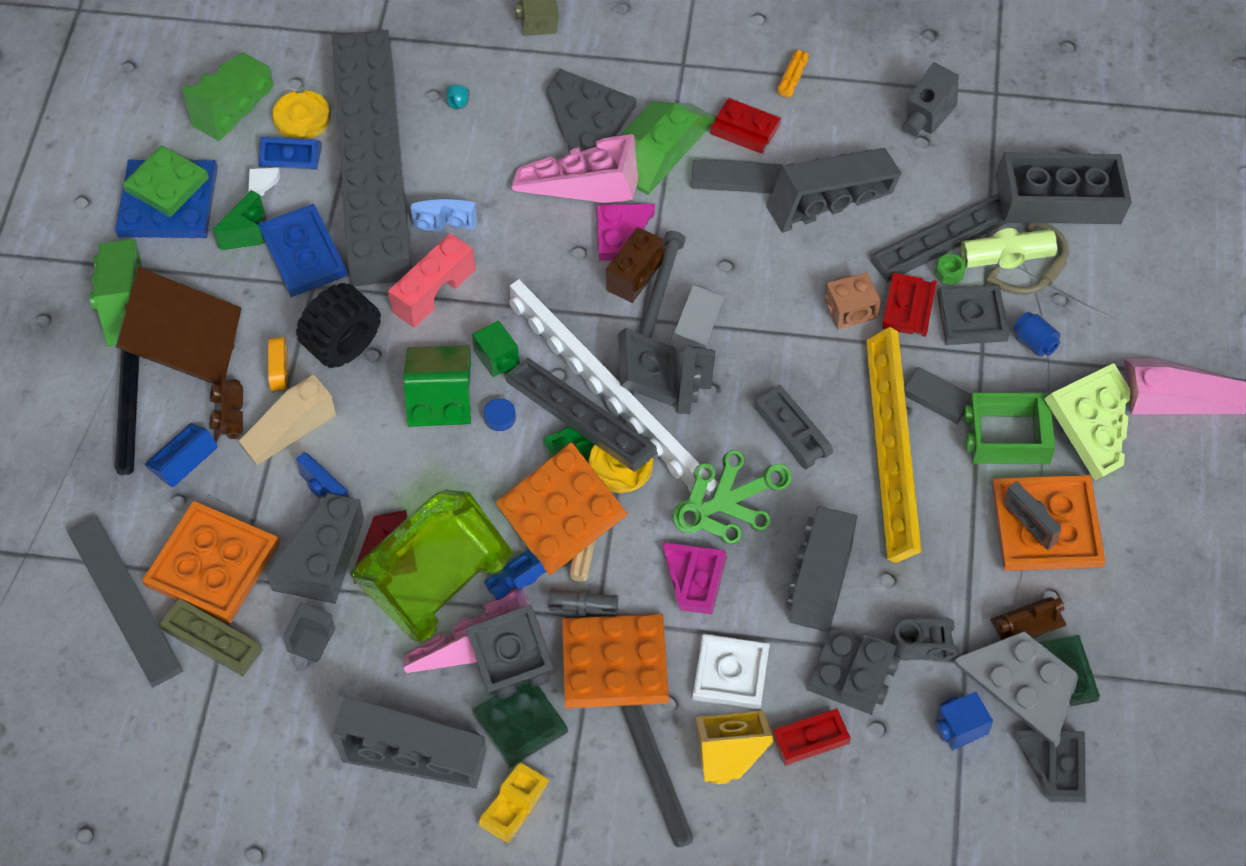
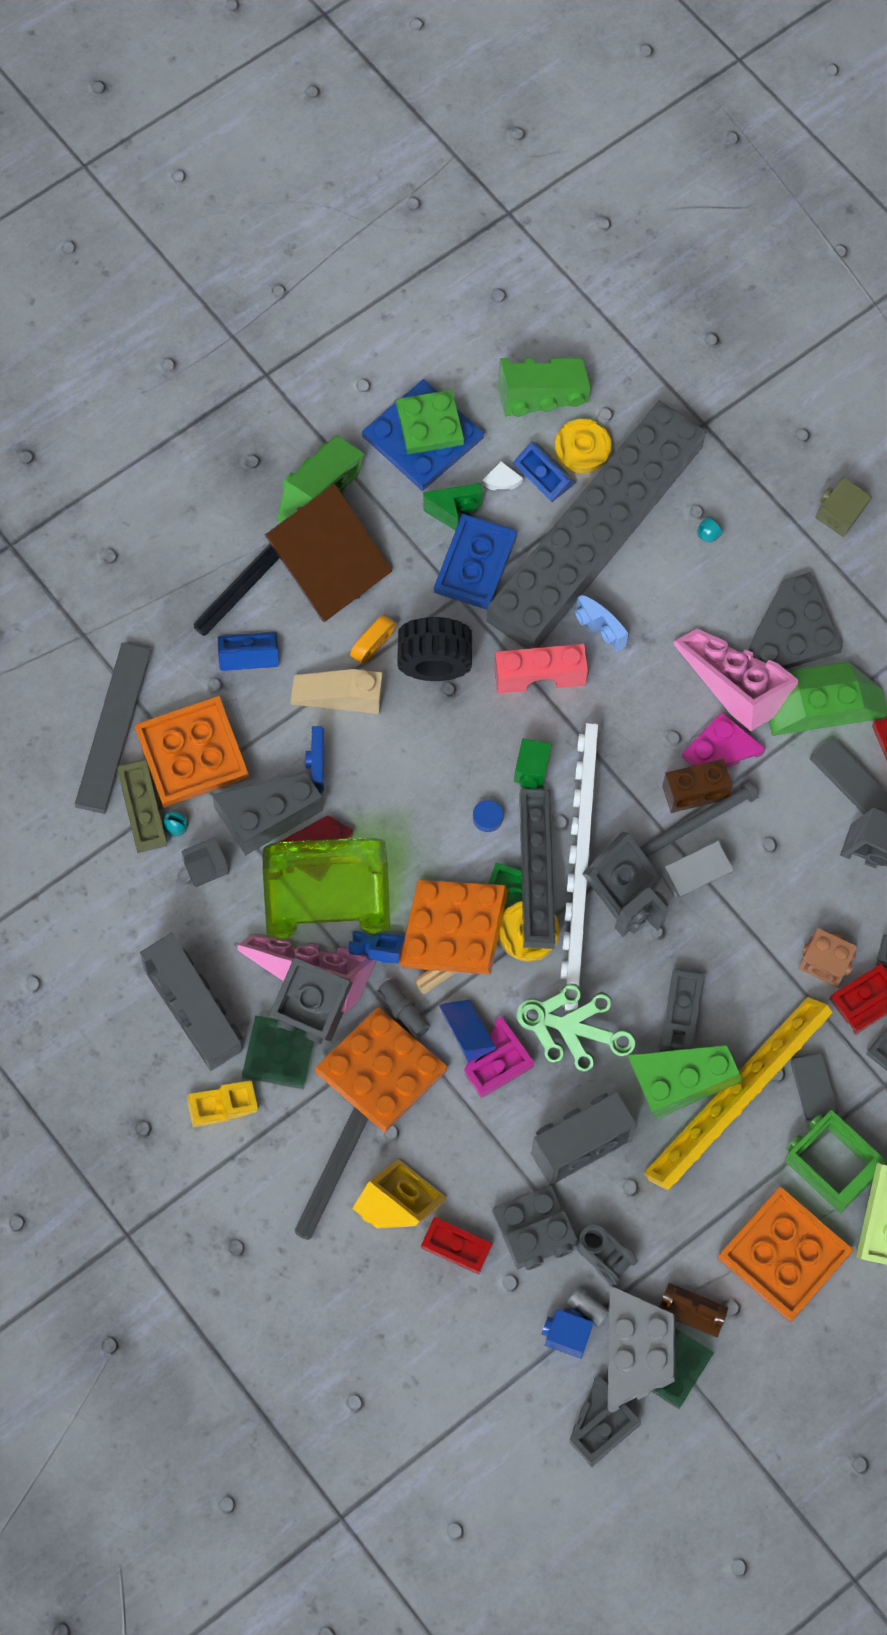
camera: 40 degrees right, 10 degrees up
(222, 418) = (315, 634): reddish brown hinge -> none
(254, 630) = (173, 827): none -> teal hinge
(437, 385) = (465, 753): green piece -> none
(649, 574) = (467, 1029): none -> blue slope
(731, 671) = (453, 1150): white tile -> none
(844, 463) = (683, 1076): none -> bright green wedge
(946, 689) = (587, 1306): none -> light grey pin
(1032, 515) = (772, 1239): dark grey plate -> none

